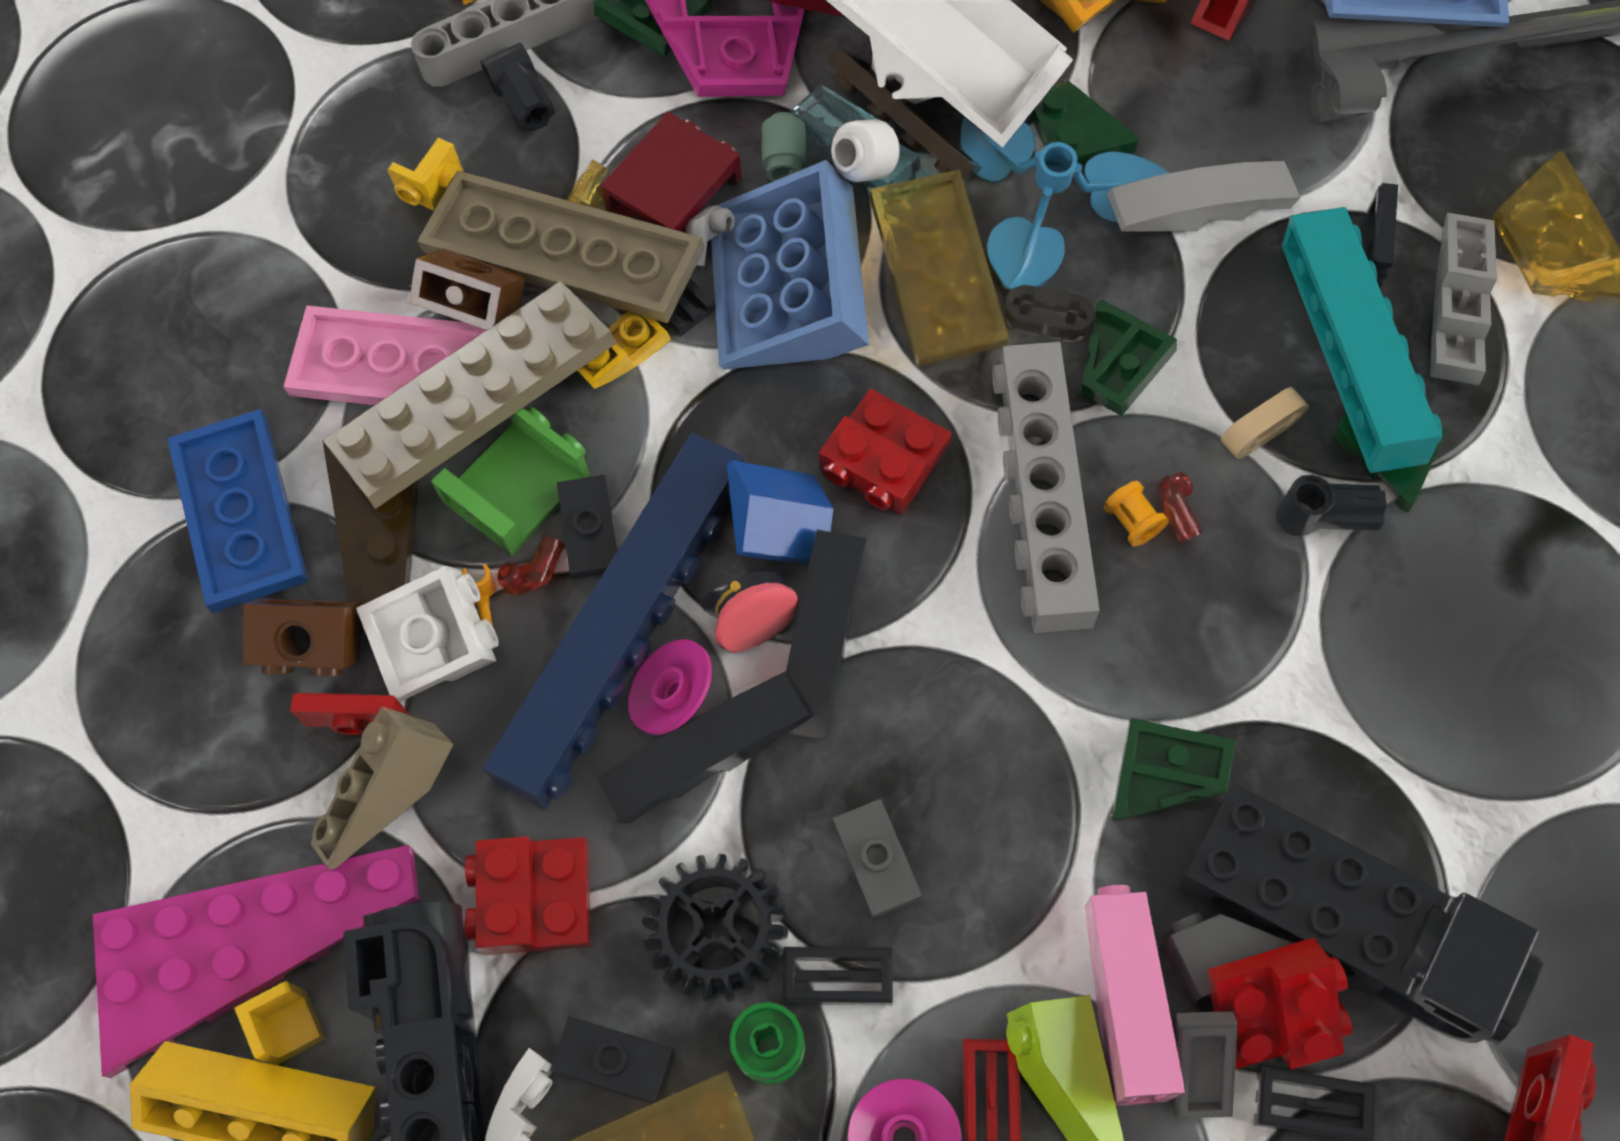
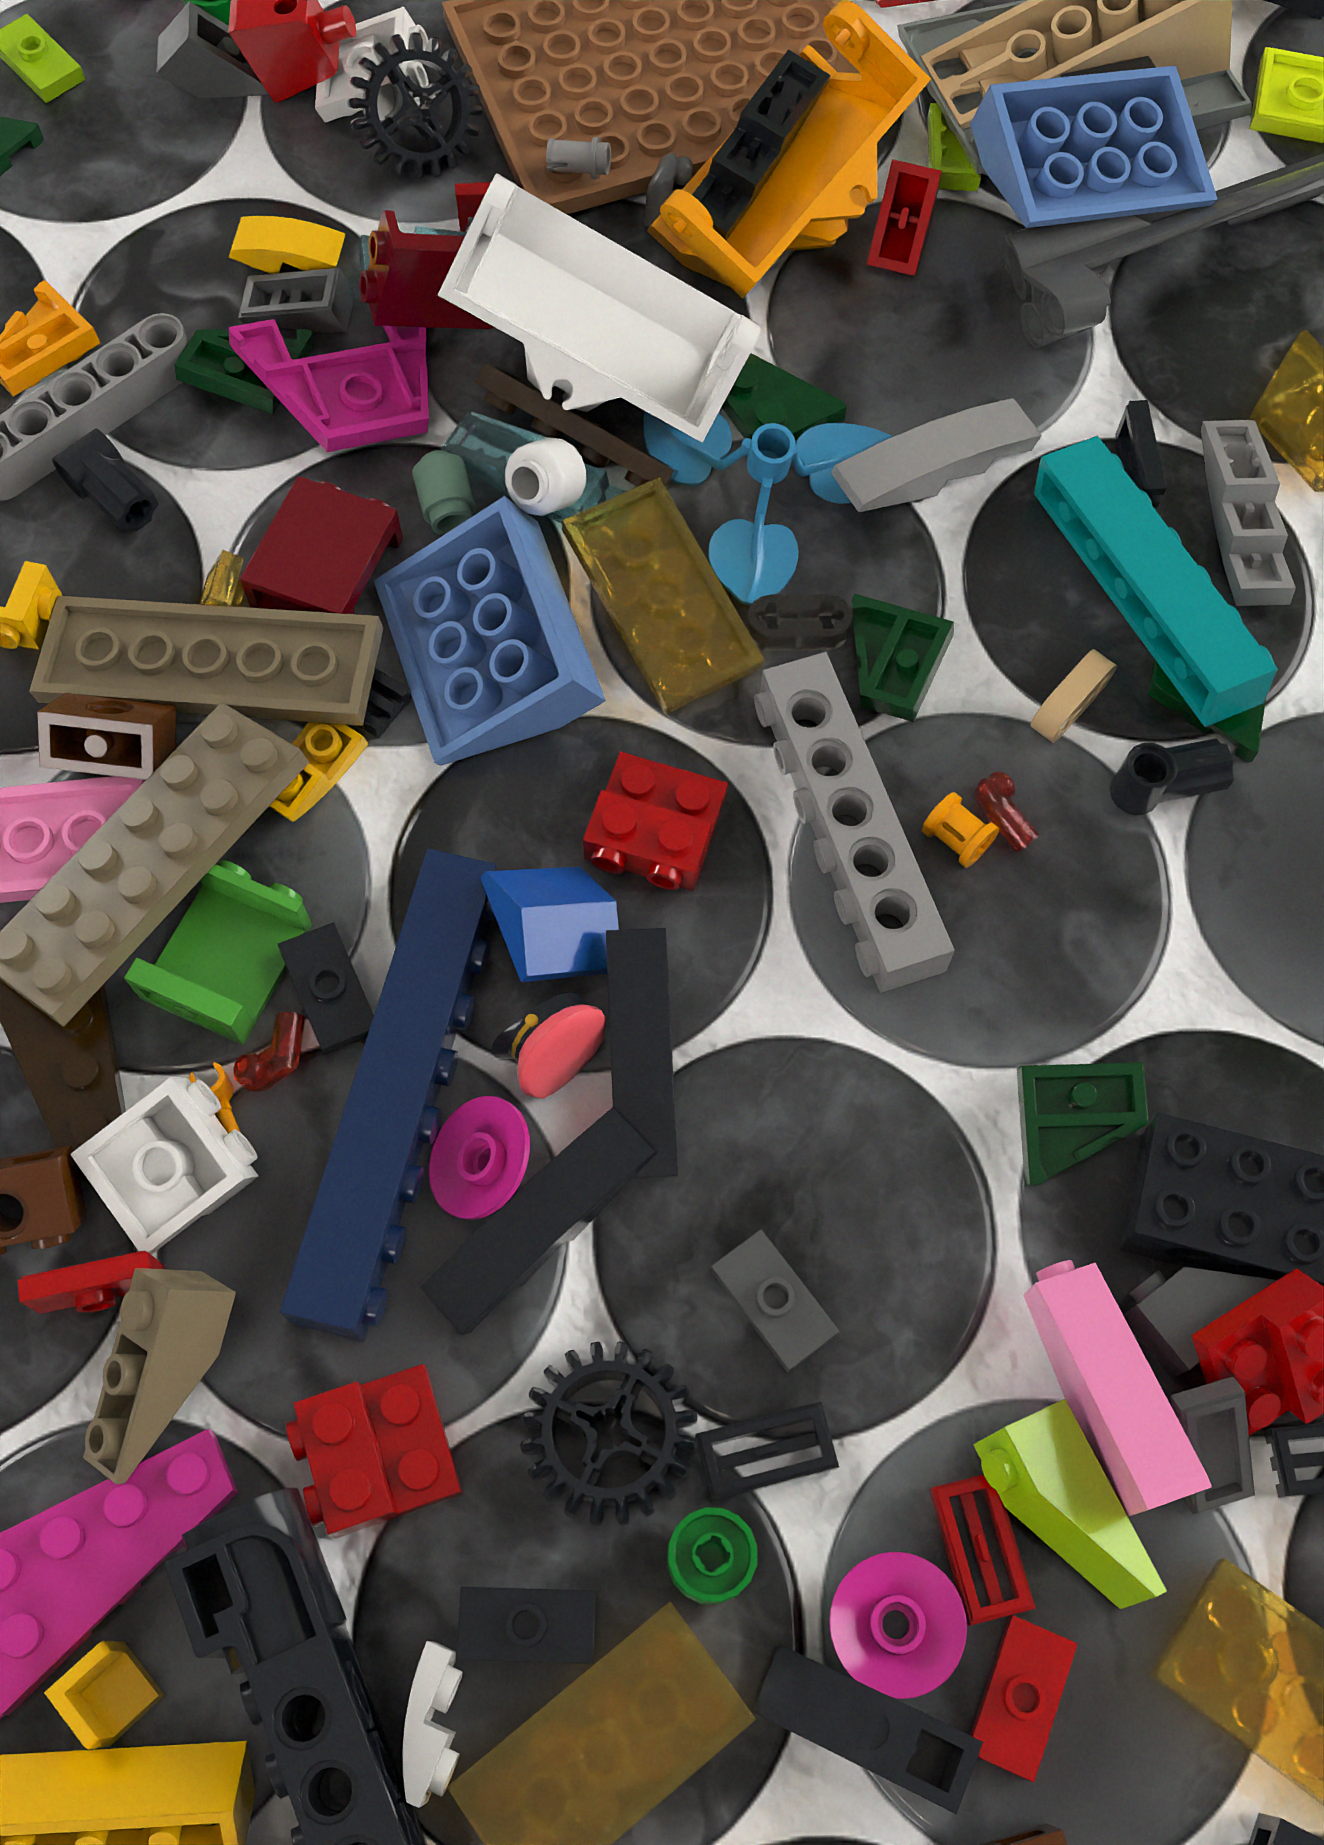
camera: 20 degrees left, 0 degrees up
(710, 224) = (381, 599): light grey arm -> none

